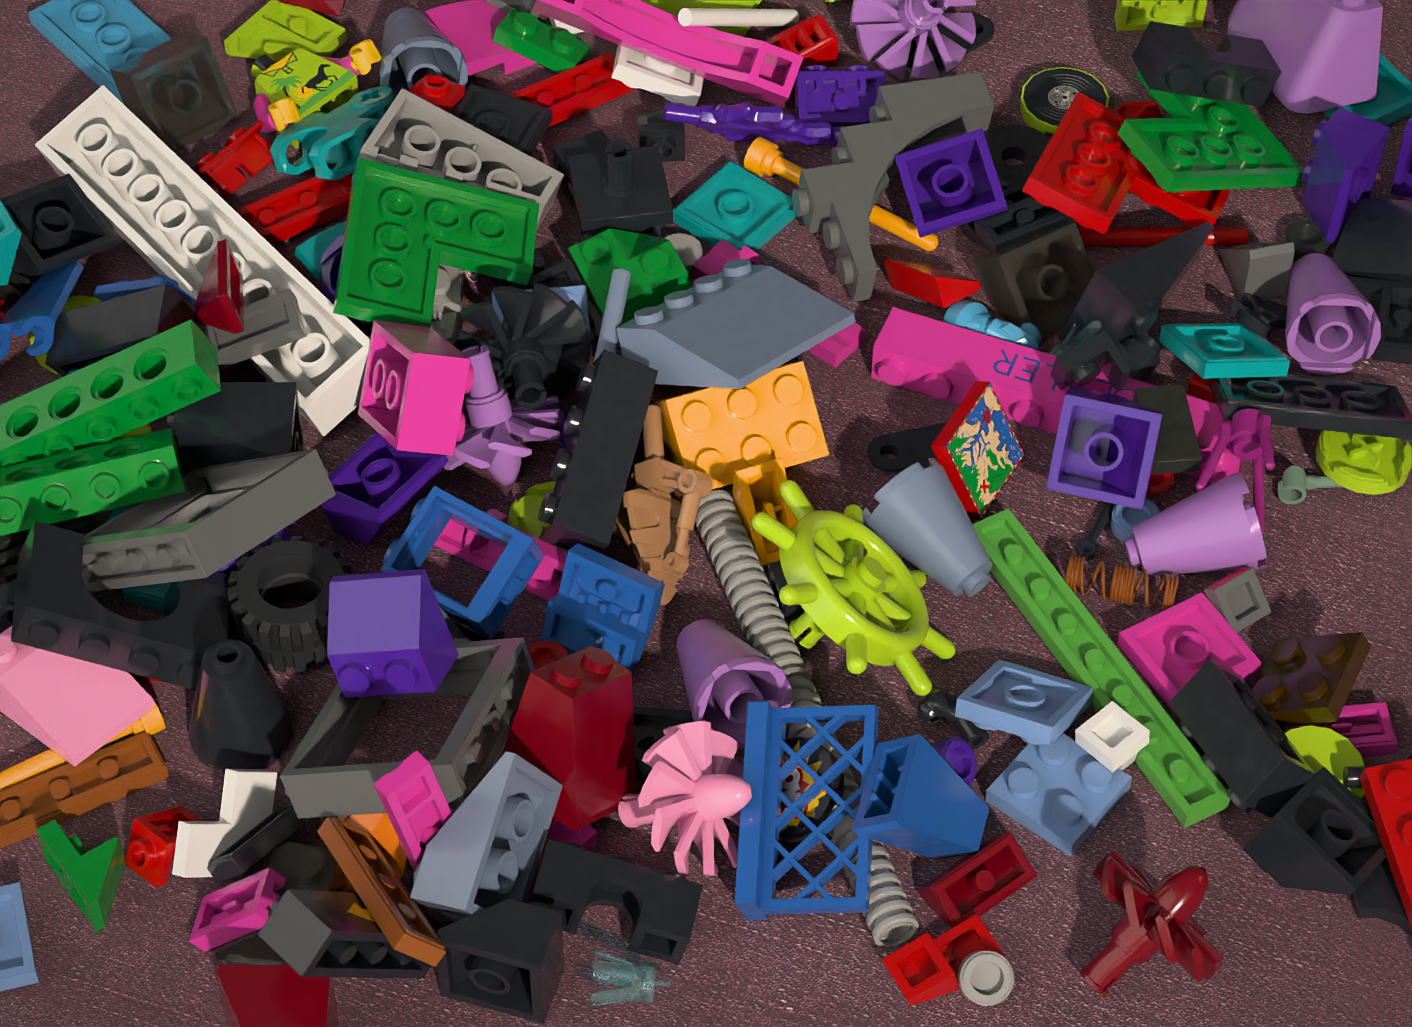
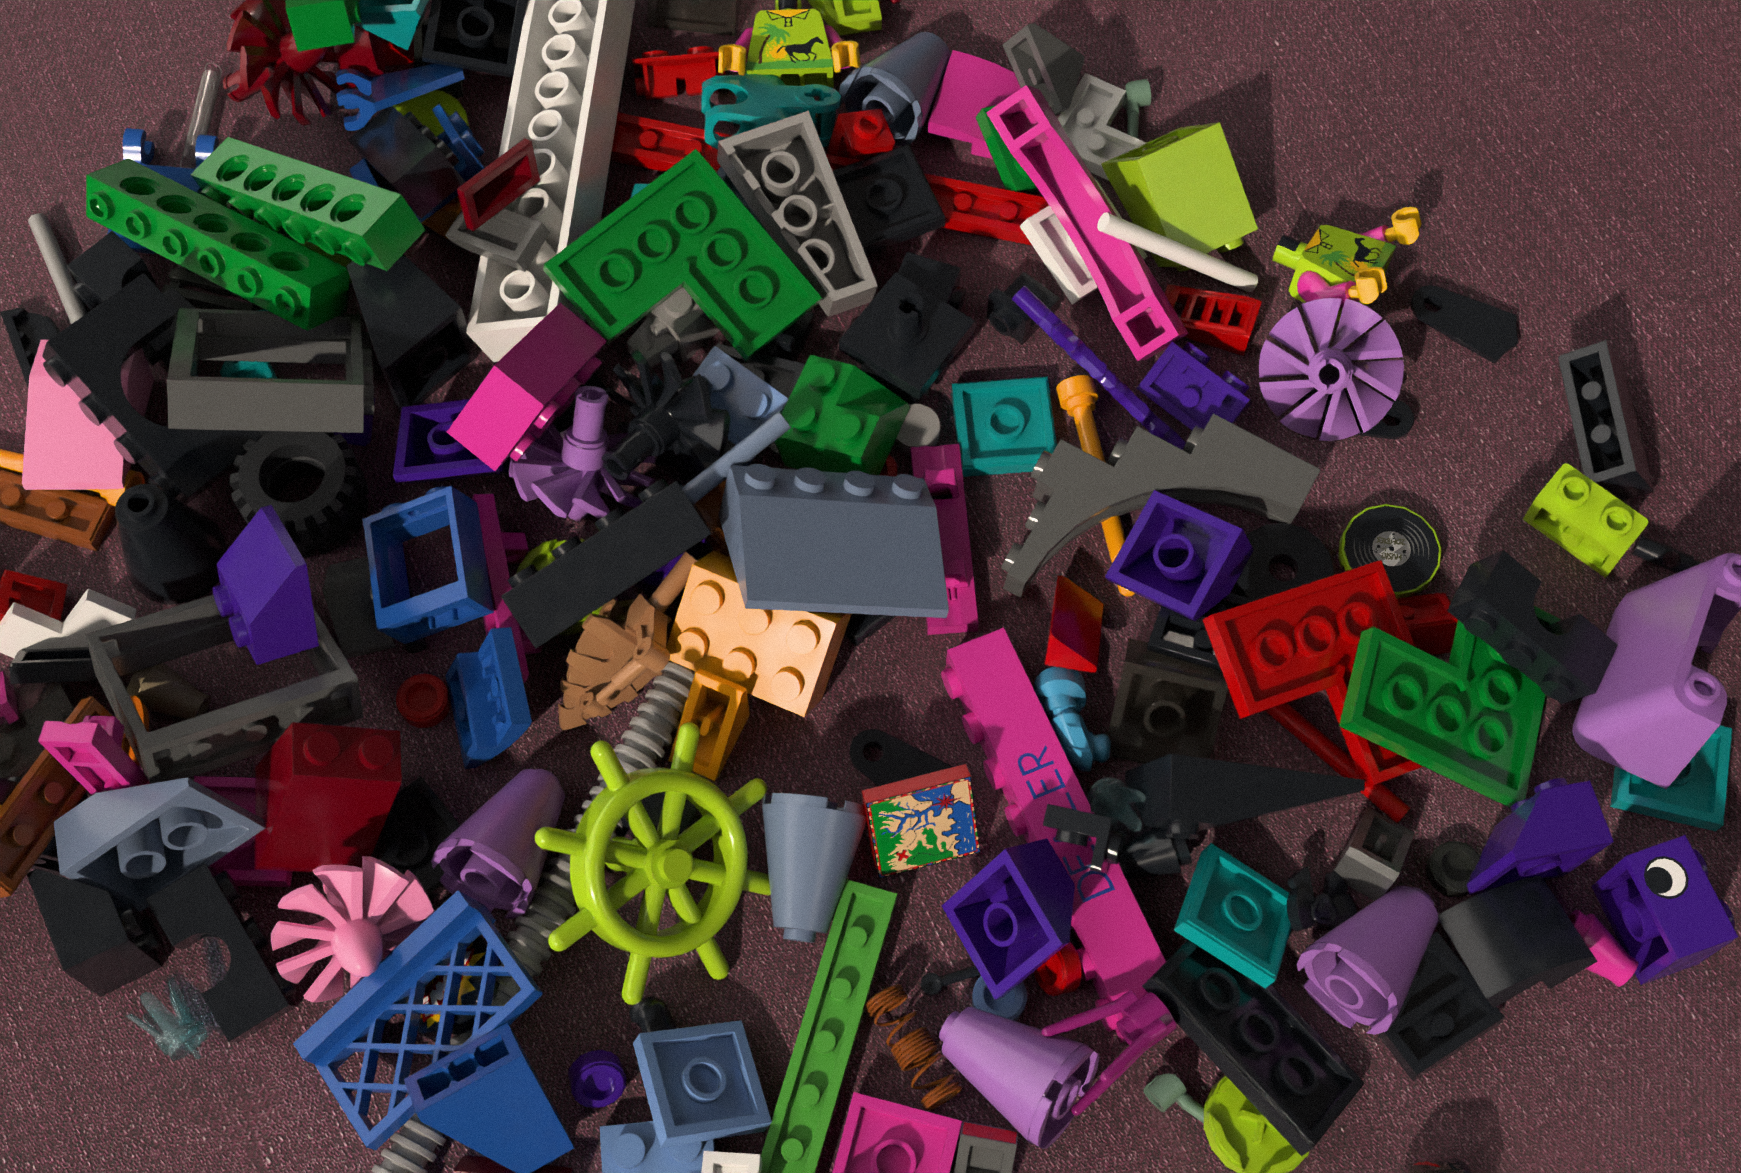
camera: 45 degrees right, 15 degrees up
(1177, 442) = (1094, 947): pearl dark grey tile -> none

